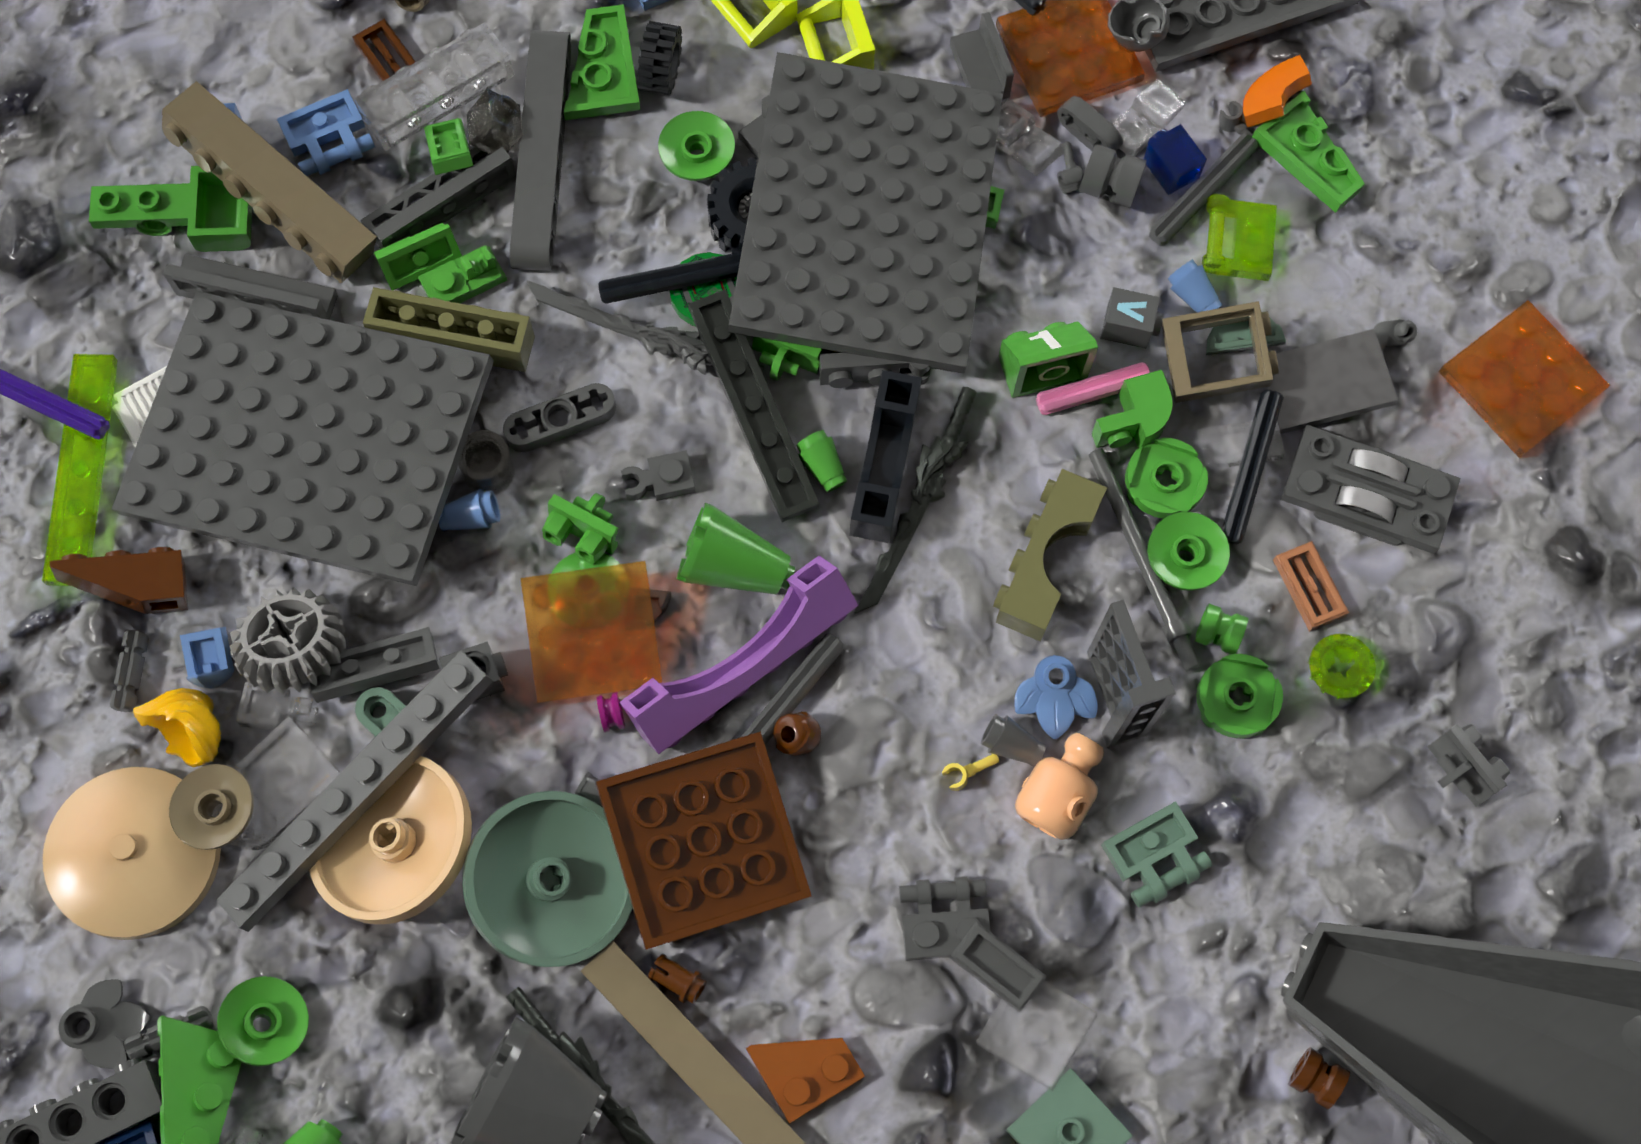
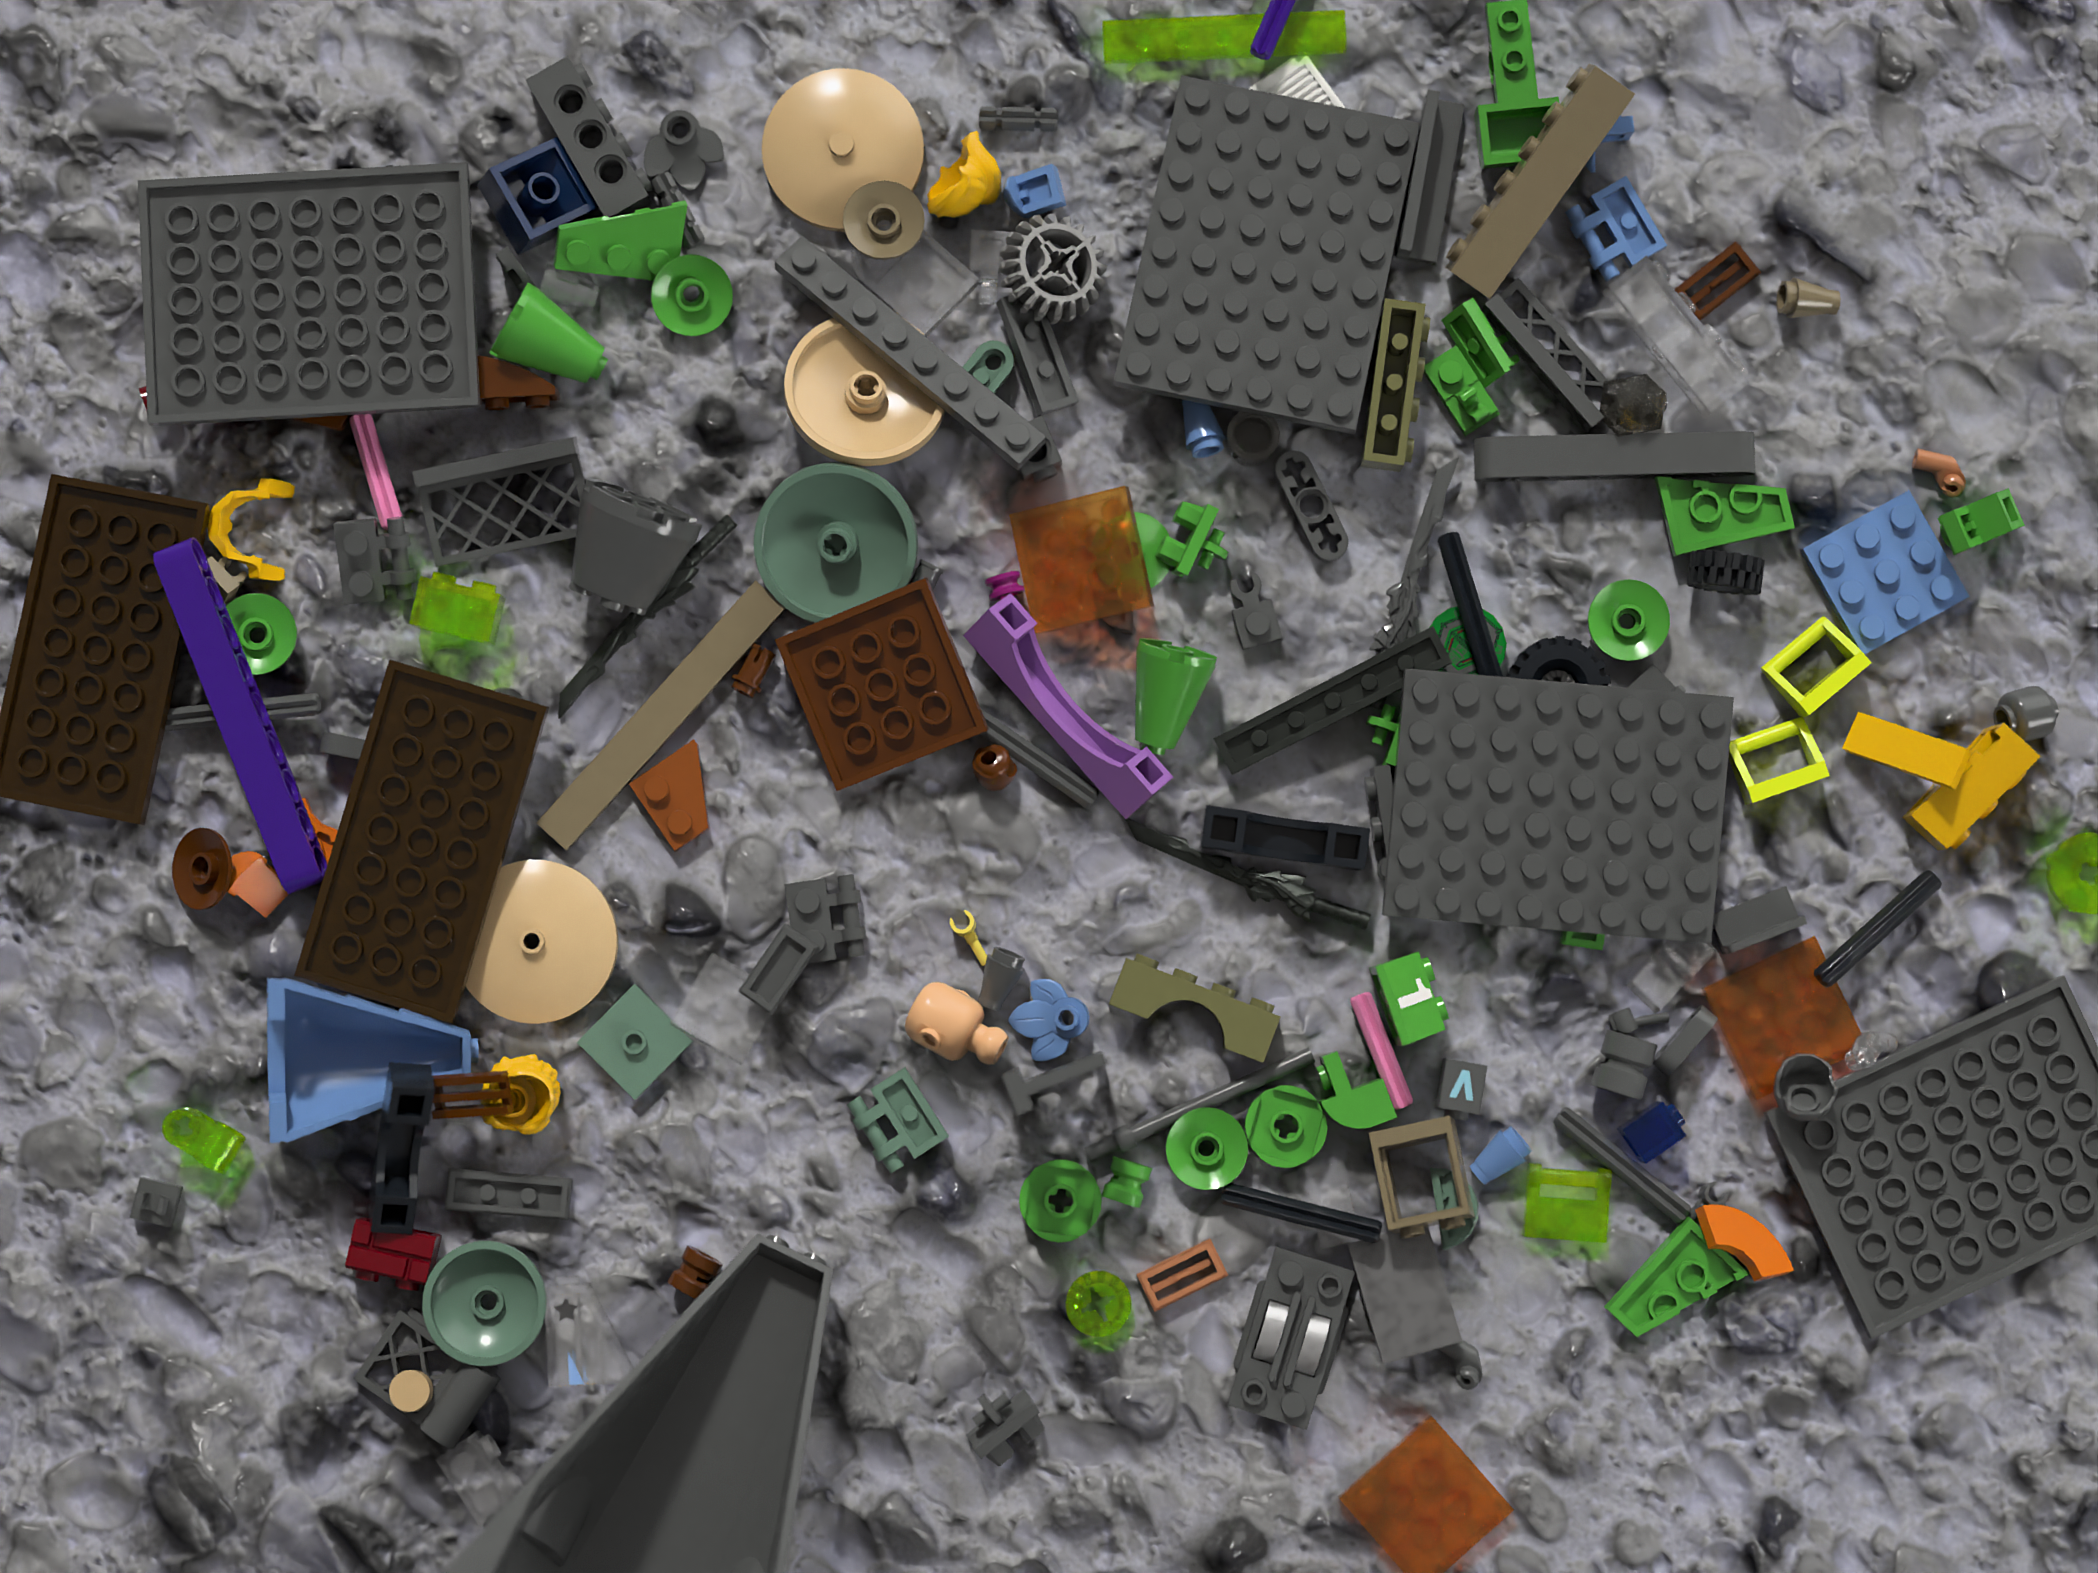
camera: 90 degrees right, 15 degrees up
(138, 581) = (1104, 115): reddish brown slope -> none
(448, 146) = (1605, 359): bright green plate -> none
(822, 460) = (1280, 775): bright green cone -> none
(1148, 114) = (1704, 1101): clear slope -> none

